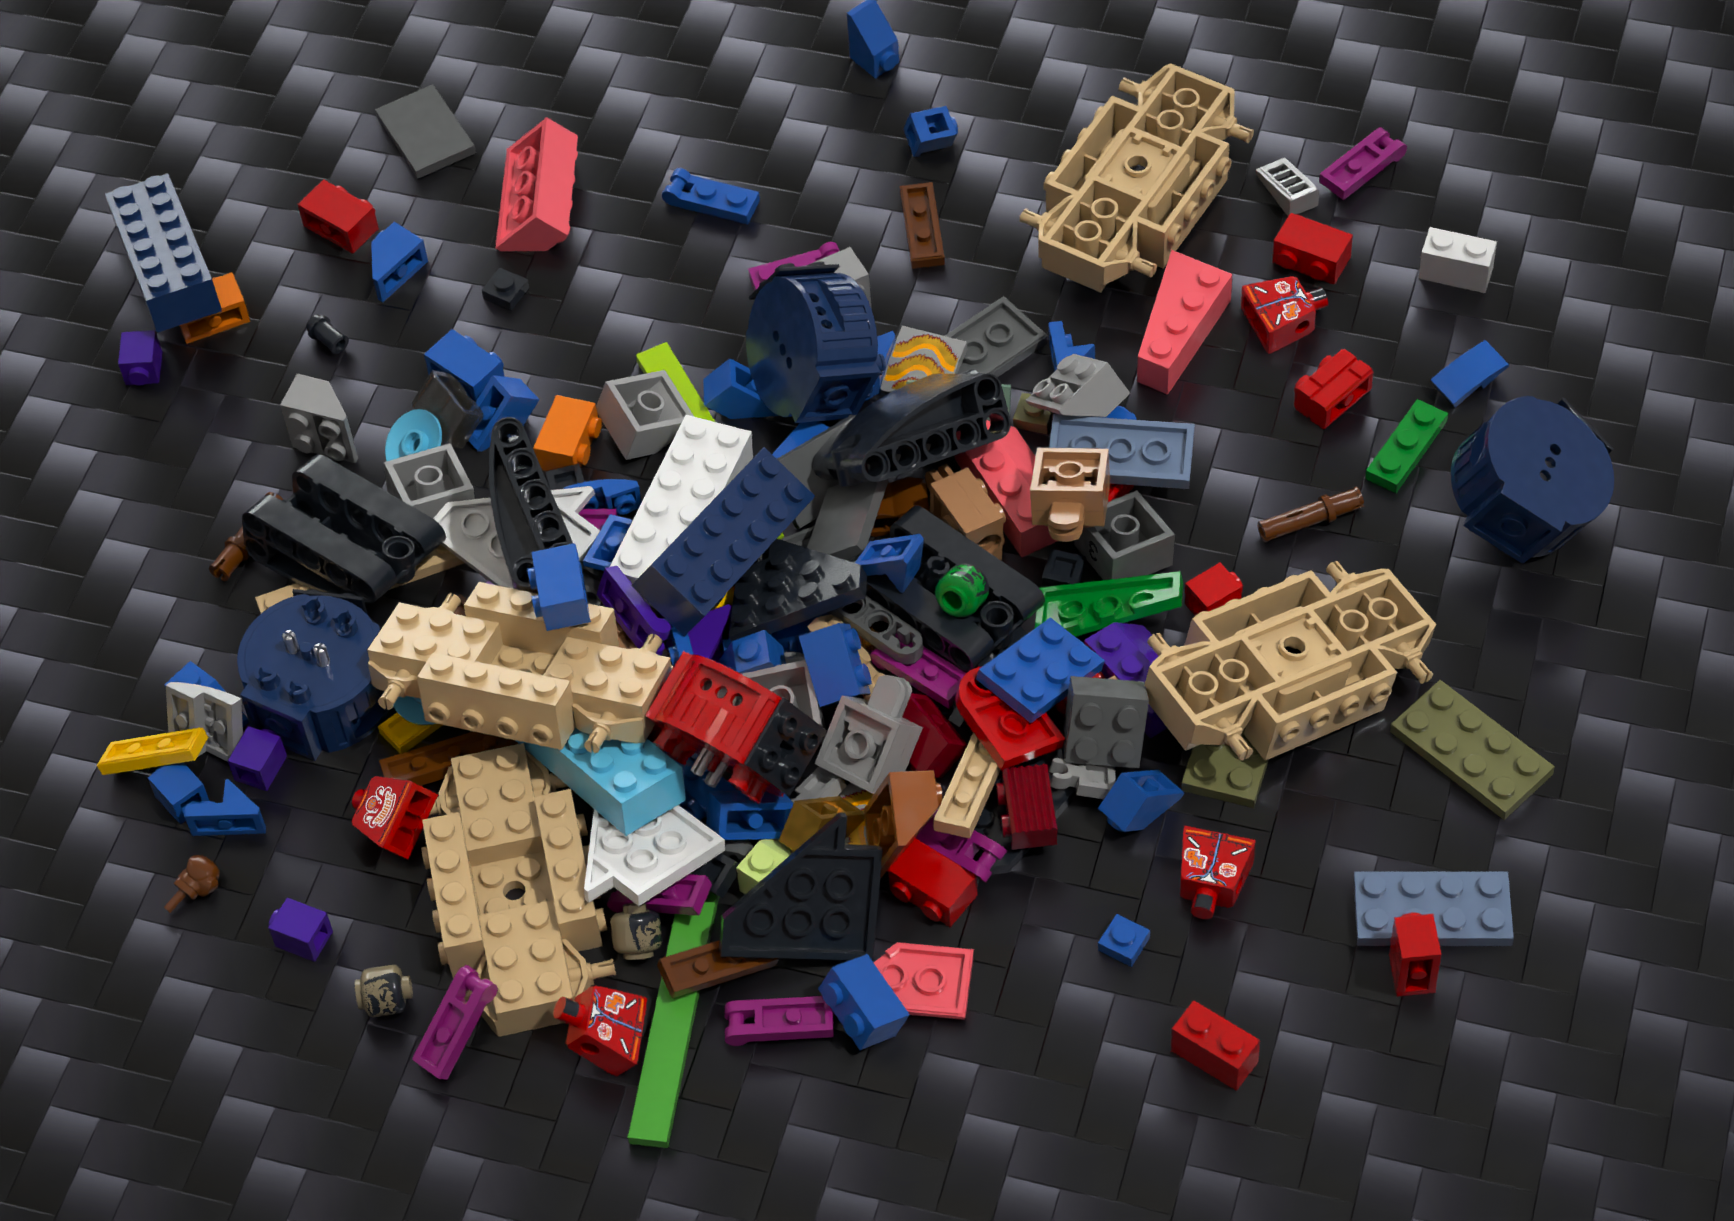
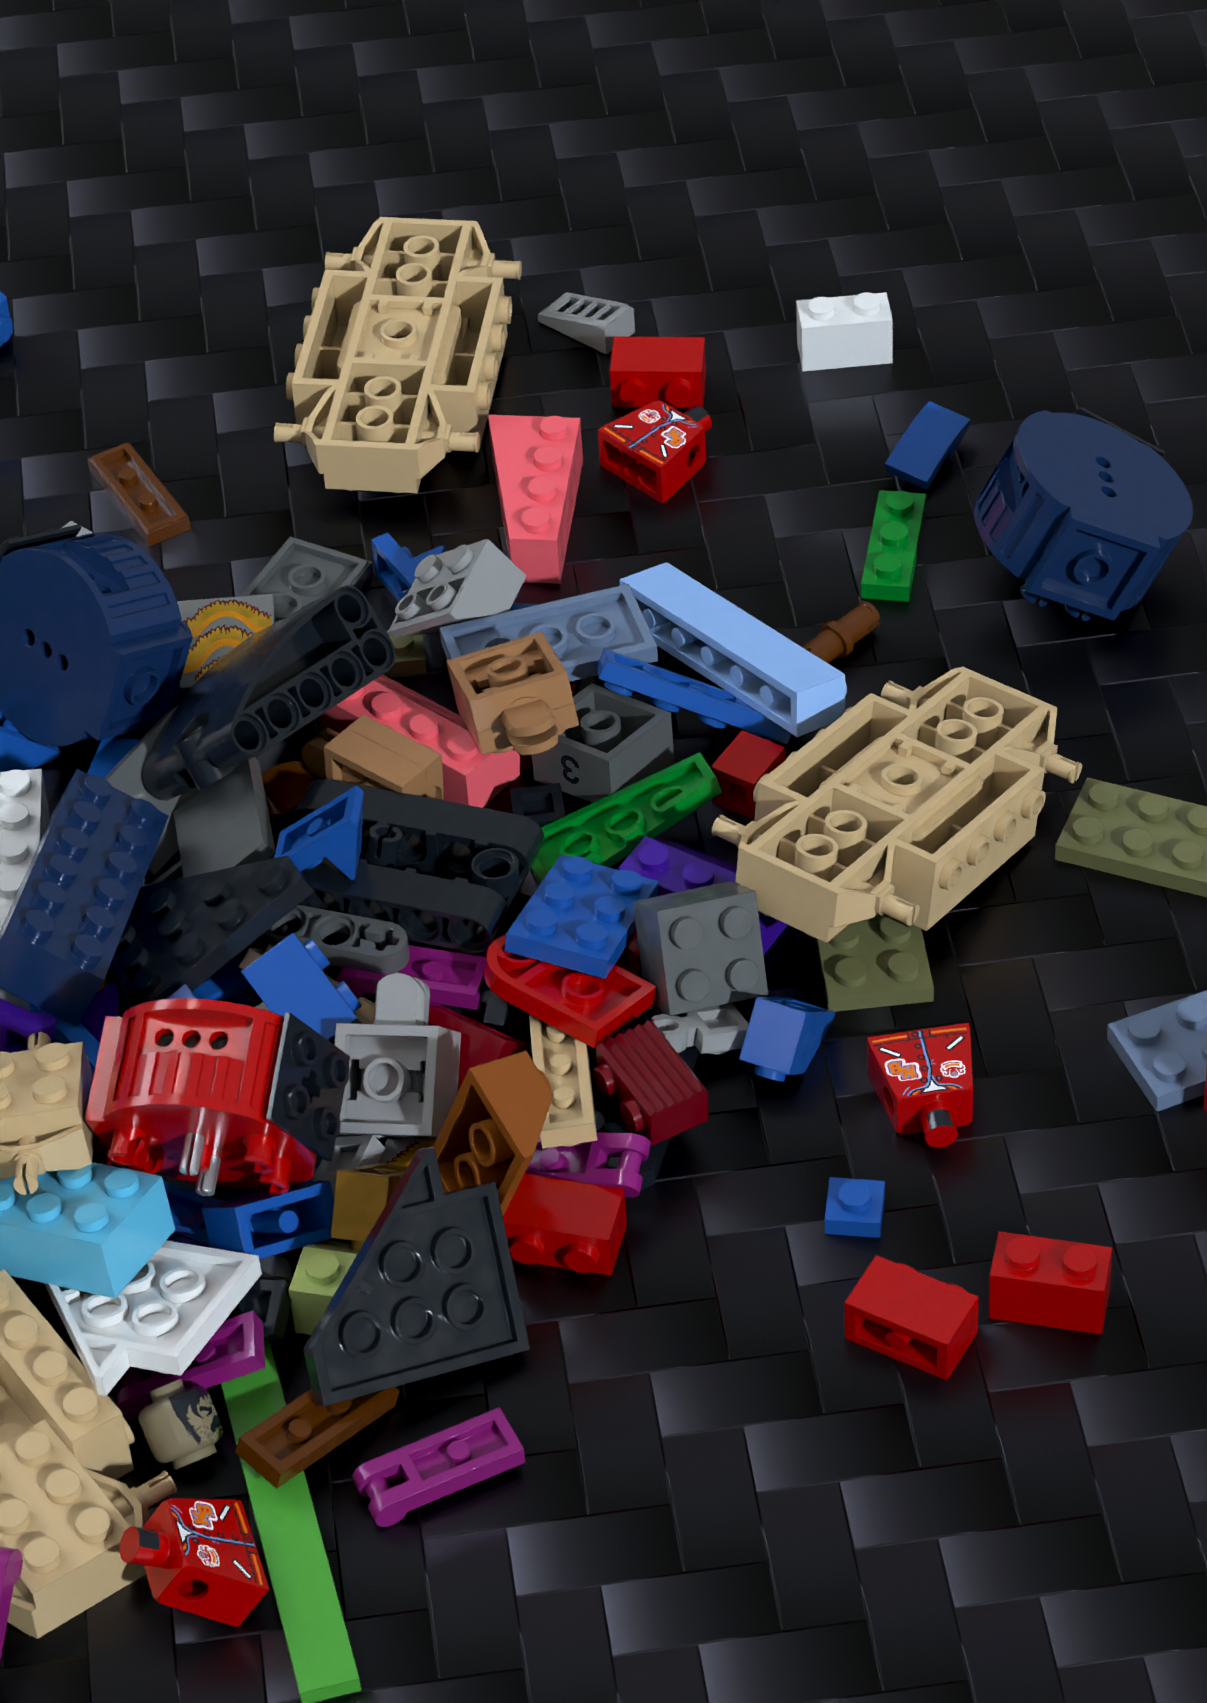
camera: 25 degrees left, 10 degrees down
(863, 1001) = (550, 1396): blue brick -> none
(929, 978) = (608, 1349): coral tile -> none
(934, 121) = (97, 386): blue brick -> none
(962, 590) = (437, 846): green head -> none
(1117, 1033) = (911, 1317): none -> red brick
(1200, 525) = (674, 691): none -> blue plate
(1245, 497) = (738, 651): none -> light blue brick
(1332, 388) = (769, 508): red brick -> none
(1362, 163) = (666, 270): magenta plate -> none

